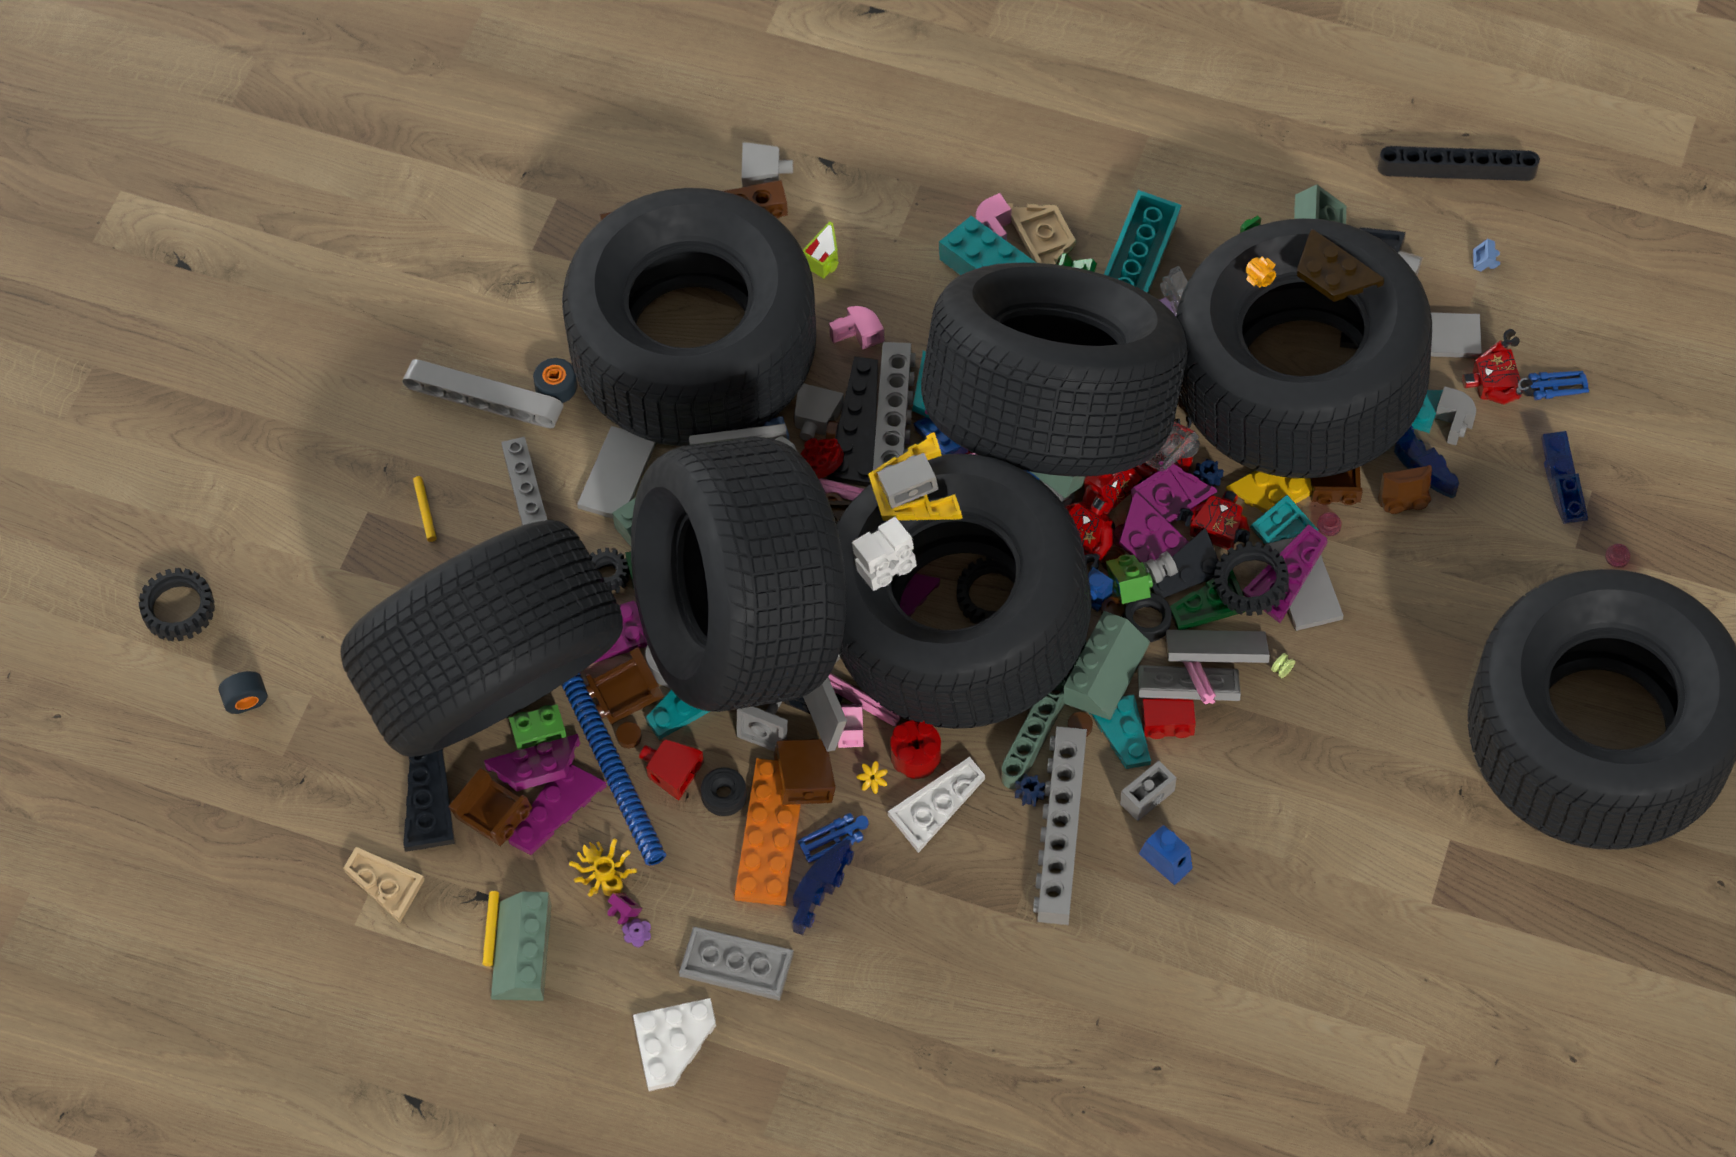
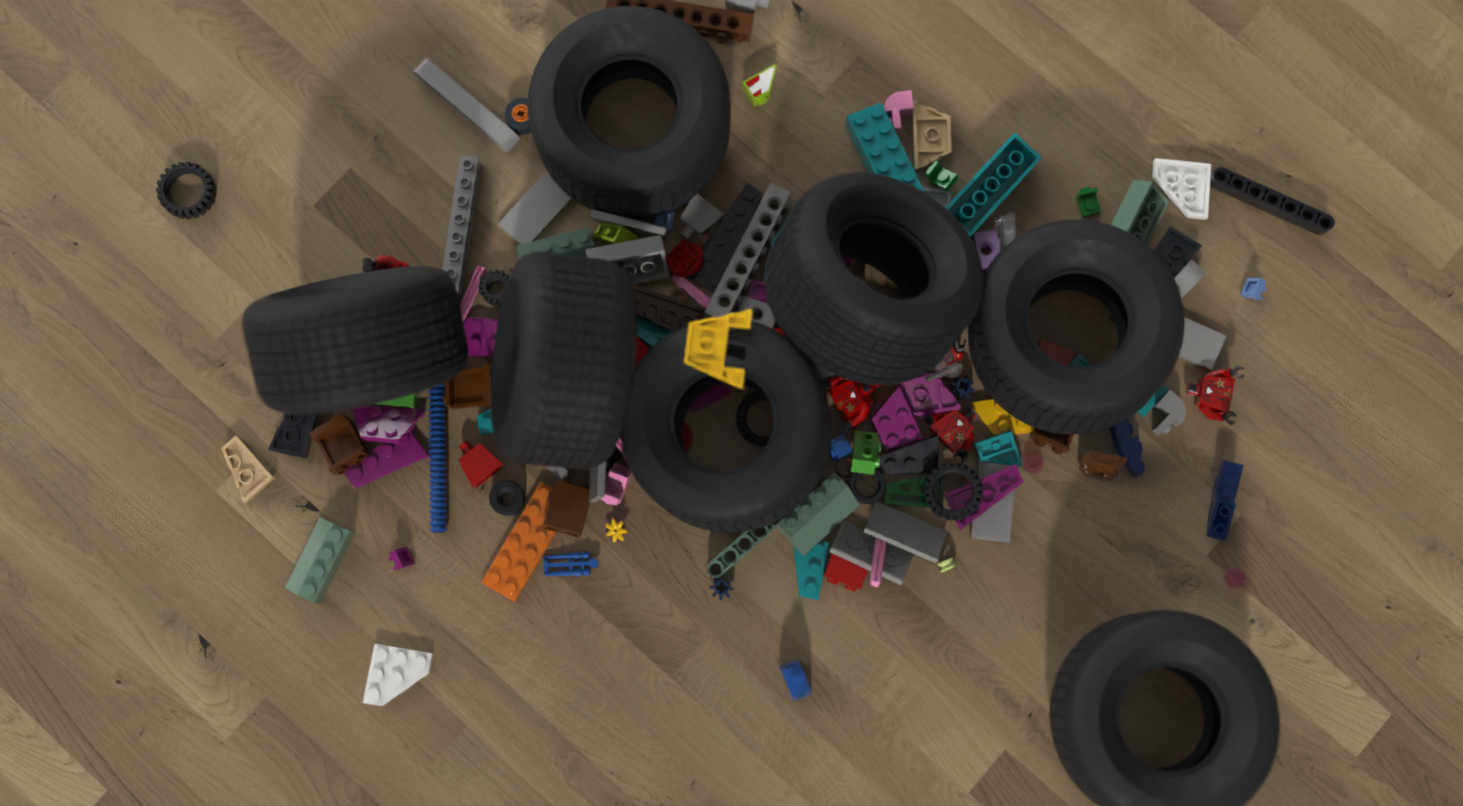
camera: 20 degrees right, 20 degrees up
(242, 692) = (203, 281): black wheel -> none
(424, 509) = (389, 182): yellow bar -> none
(490, 931) = (305, 534): yellow bar -> none
(603, 869) = (397, 525): yellow animal -> none
(628, 735) = (460, 424): reddish brown tile -> none
(639, 937) = (408, 583): medium lavender plant -> none
(736, 963) = (462, 633): light grey tile -> none
(821, 878) = (549, 593): clear blue slope -> none
(859, 323) = (763, 157): bright pink brick -> none
(884, 554) = (670, 398): white brick -> none
(907, 480) = (712, 344): light grey brick -> none
(915, 749) = (644, 527): red brick -> none
(933, 805) = (648, 570): white wing -> none
(1057, 909) = (770, 565): light grey brick -> none
(1081, 721) = (781, 549): reddish brown tile -> none
(1148, 790) = (804, 626): light grey brick -> none
(1161, 567) = (891, 455): light grey wheel -> none
(1260, 271) = (1062, 269): light orange gear -> none
(1333, 269) = (1120, 289): dark brown wing -> none
(1356, 180) = (1185, 185): none -> white plate
(1542, 382) = (1245, 422): blue piece -> none

